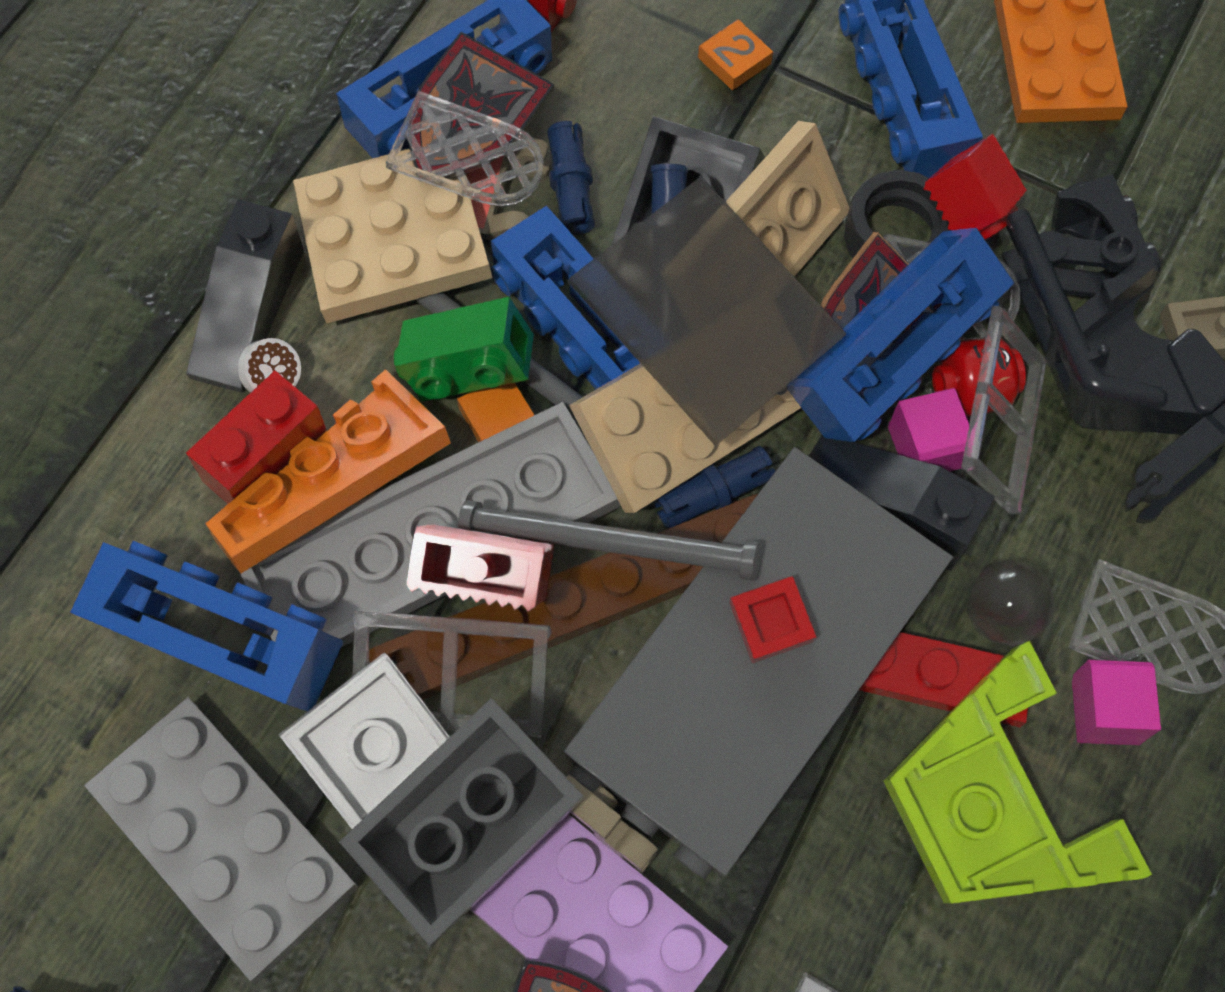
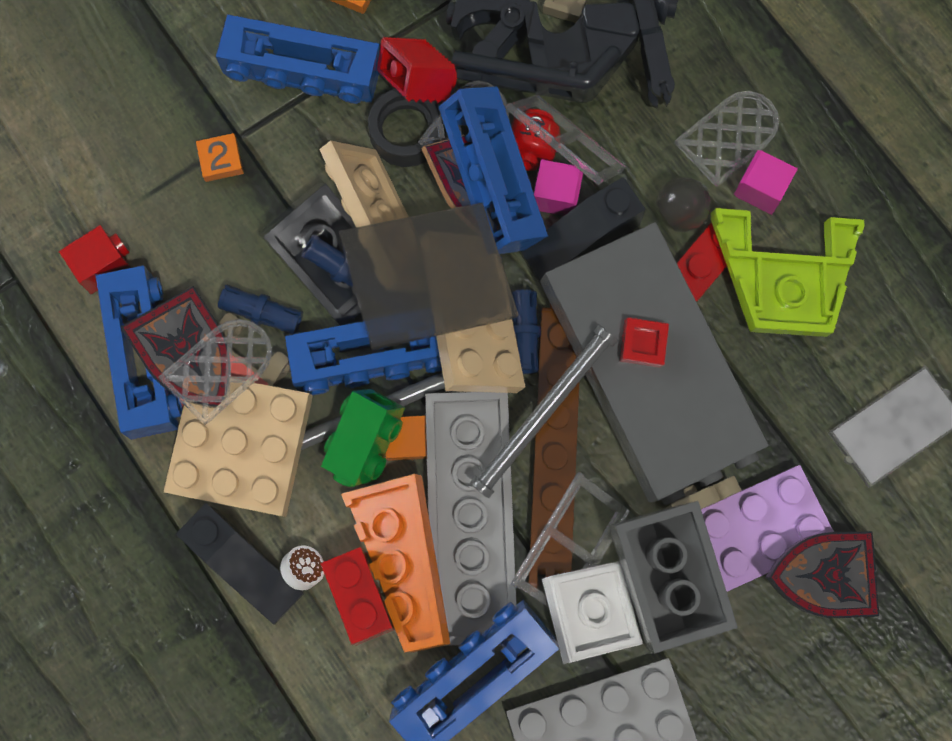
camera: 60 degrees left, 10 degrees up
(480, 566) = (525, 493): brick -> none

